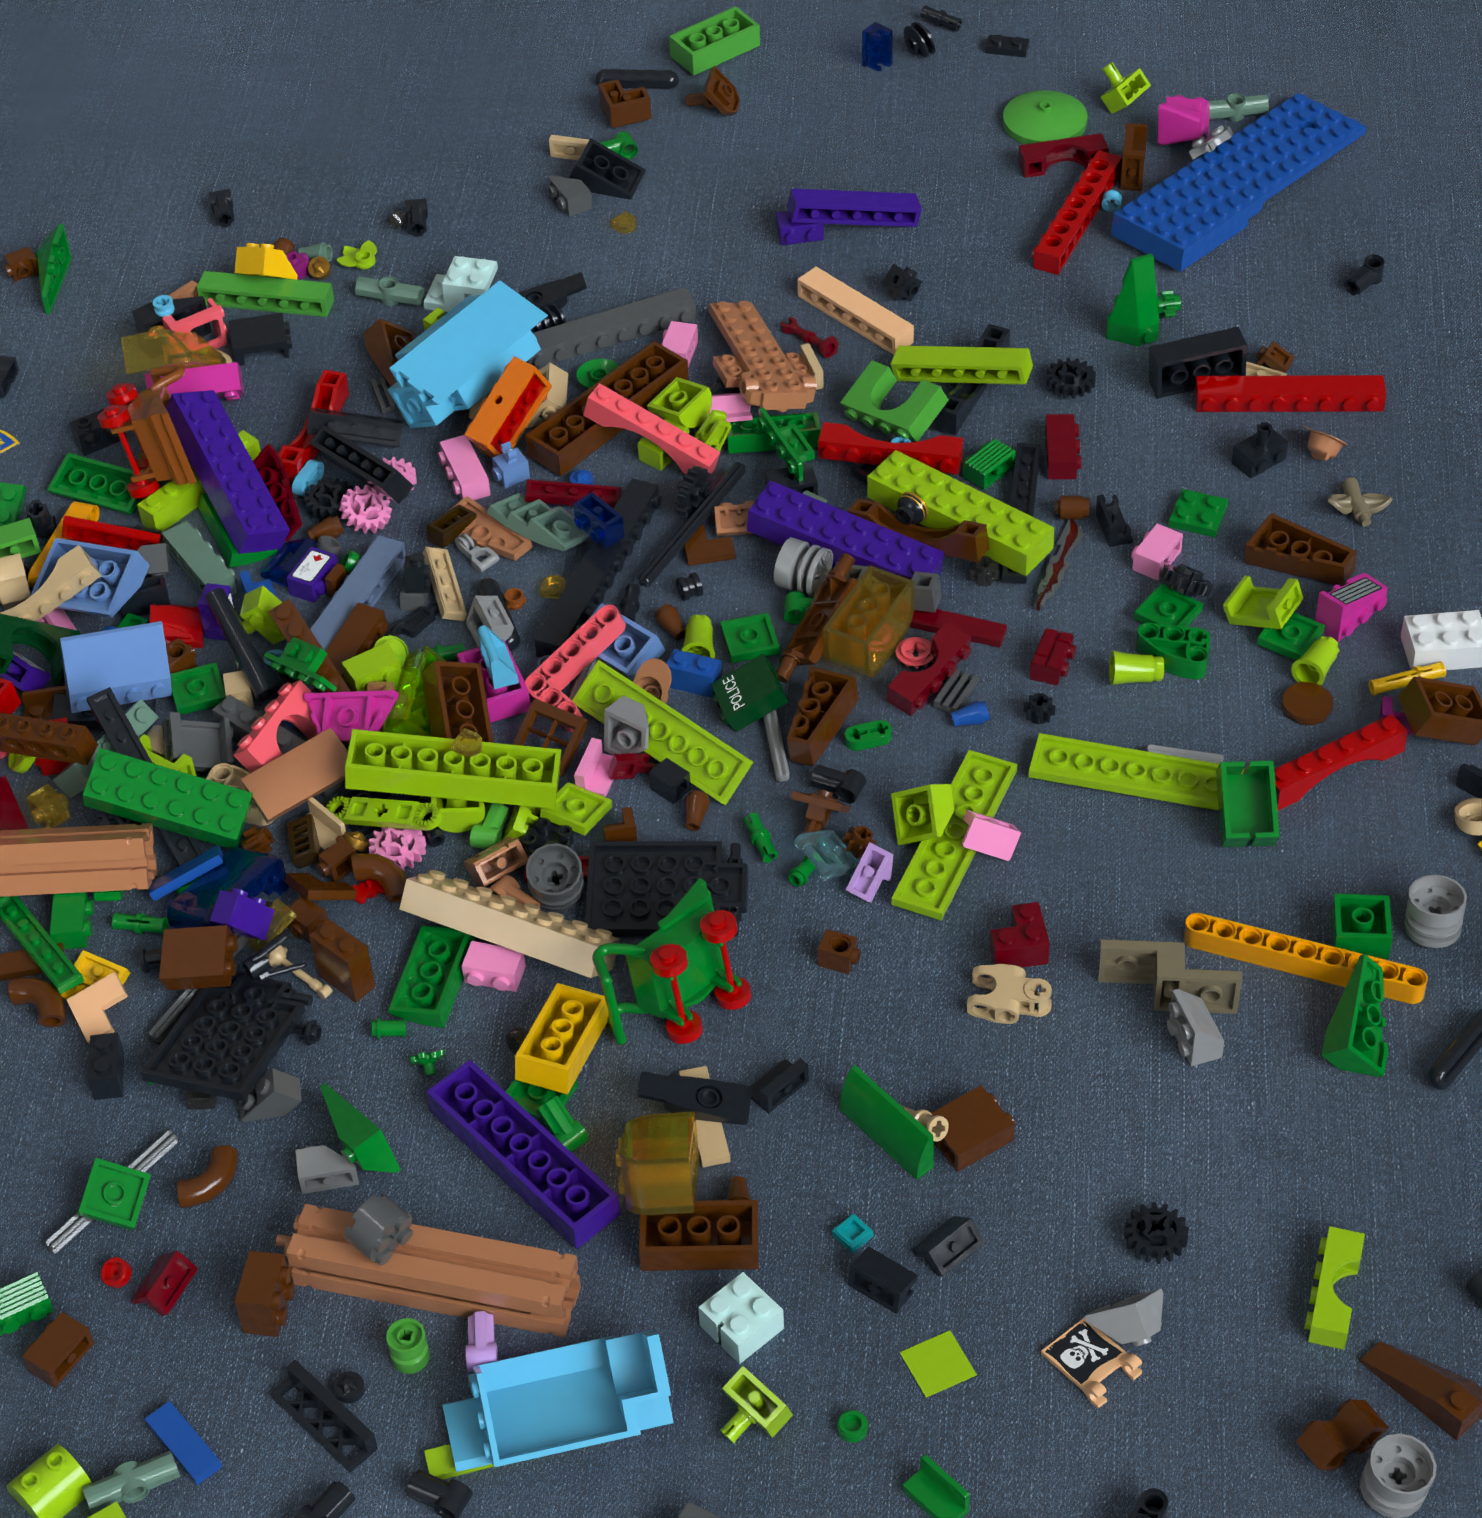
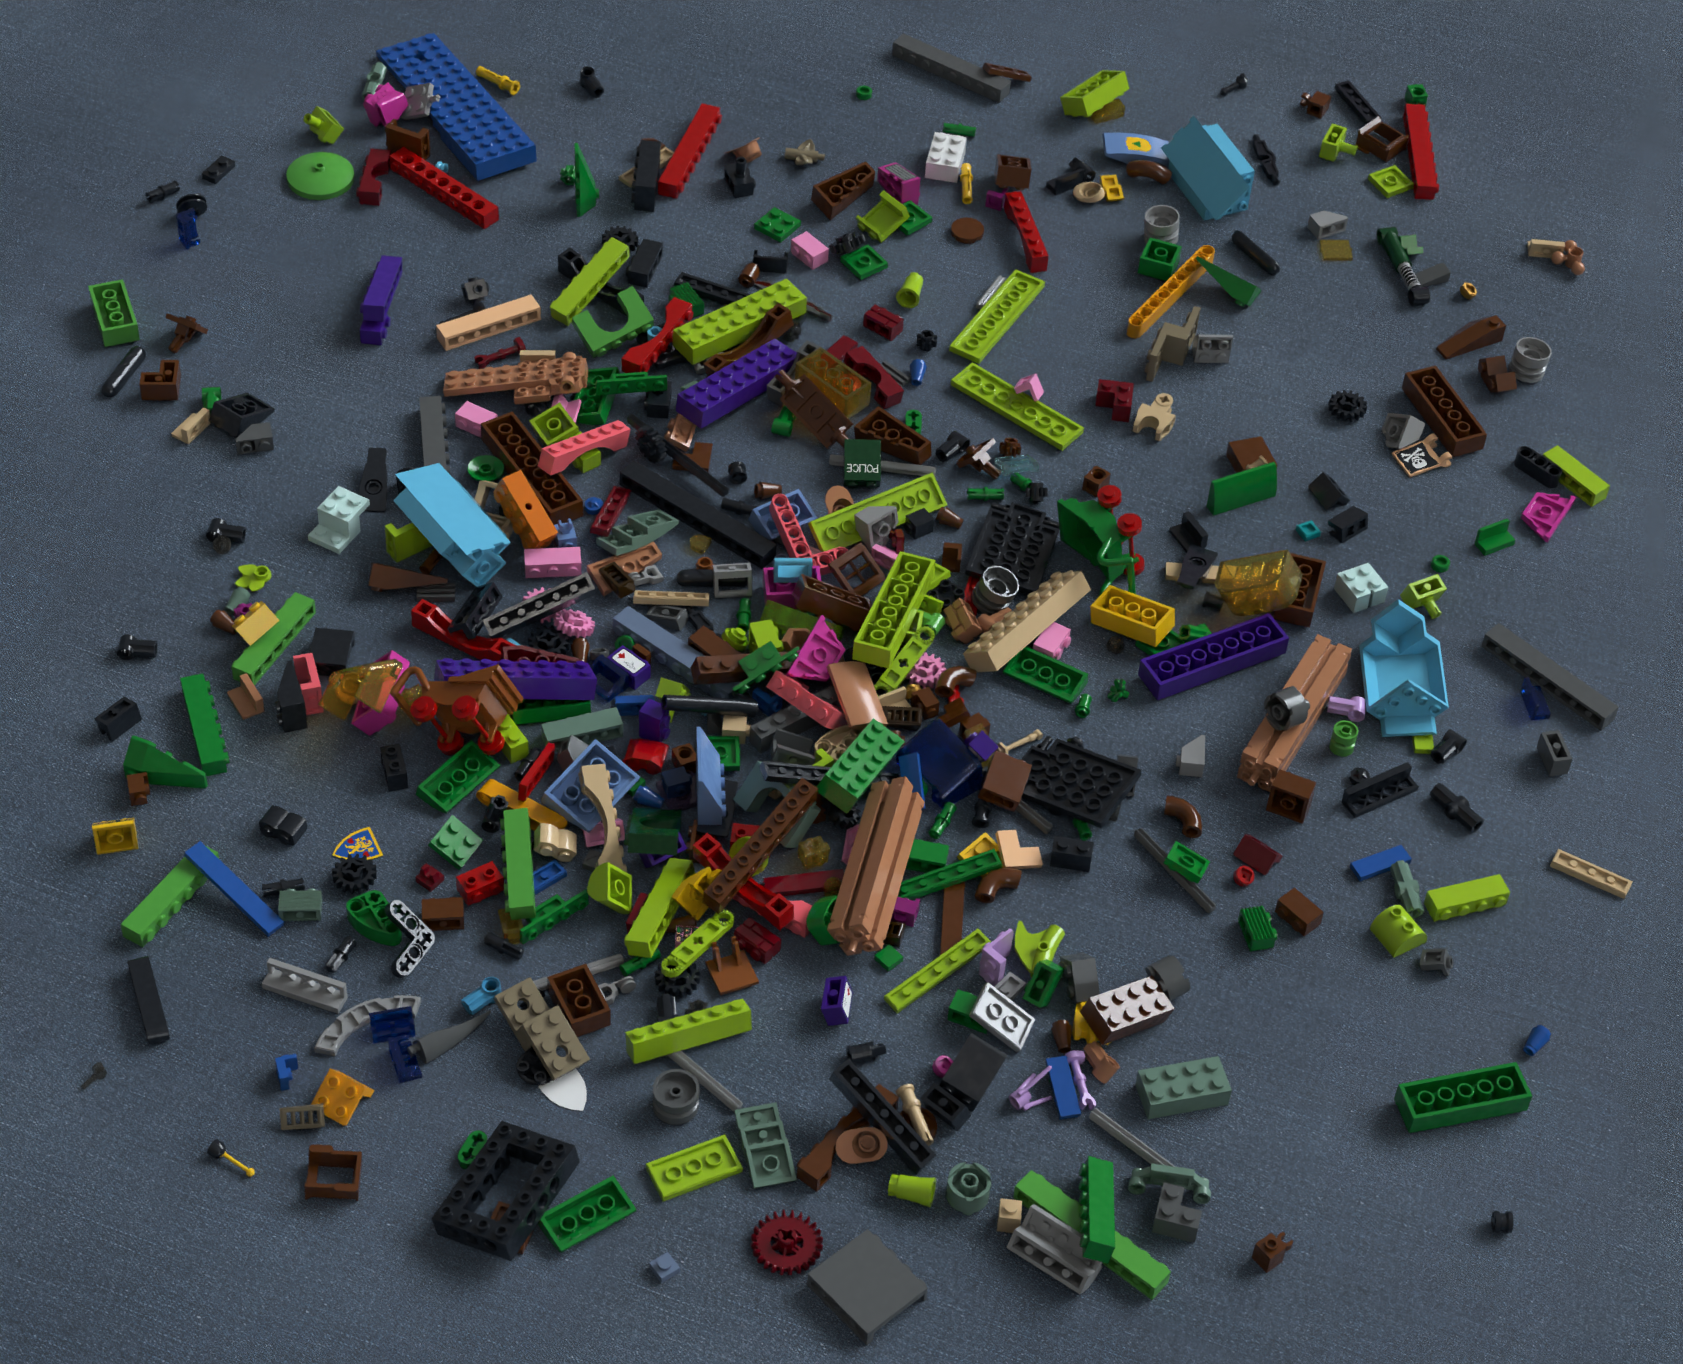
camera: 80 degrees left, 0 degrees up
(115, 223) = (118, 718): none -> black hinge
(124, 281) = (203, 724): none -> green brick
(163, 305) = (296, 687): medium azure bush -> none
(258, 963) = (1017, 750): black plant -> none
(319, 268) = (257, 597): pearl gold tile -> none
(342, 960) = (1031, 708): reddish brown brick -> none
(360, 1137) = (1180, 727): green wedge -> none
(389, 291) = (315, 565): sand green piece -> none
(416, 574) = (669, 599): black brick -> none
(467, 743) = (885, 589): clear yellow tile -> none
(598, 520) = (671, 490): clear blue brick -> none
(624, 223) = (305, 418): clear yellow tile -> none
(693, 672) = (820, 486): blue brick -> none
(699, 636) = (795, 479): lime plant -> none
(714, 430) = (586, 425): lime piece -> none
(749, 637) = (800, 456): green plate -> none
(782, 888) = (1036, 492): none -> black gear
(802, 566) = (754, 408): light grey wheel -> none
(871, 870) = (1039, 445): lavender slope -> none
(877, 295) = (476, 308): none -> black piece
(911, 509) = (730, 340): black piece -> none
(922, 812) = (1004, 410): lime slope -> none
(938, 1363) = (1405, 520): lime sticker -> none
(1030, 408) = (644, 263): none -> black brick
(1062, 446) = (678, 260): dark red brick -> none
(1182, 648) = (899, 266): green beam -> none
(1202, 1366) = (1444, 411): none -> reddish brown brick
(1247, 804) = (1055, 271): green piece -> none
(1313, 204) = (503, 82): none -> yellow pin
(1316, 661) = (941, 213): lime plant -> none
(1331, 1316) = (1383, 343): lime arch -> none

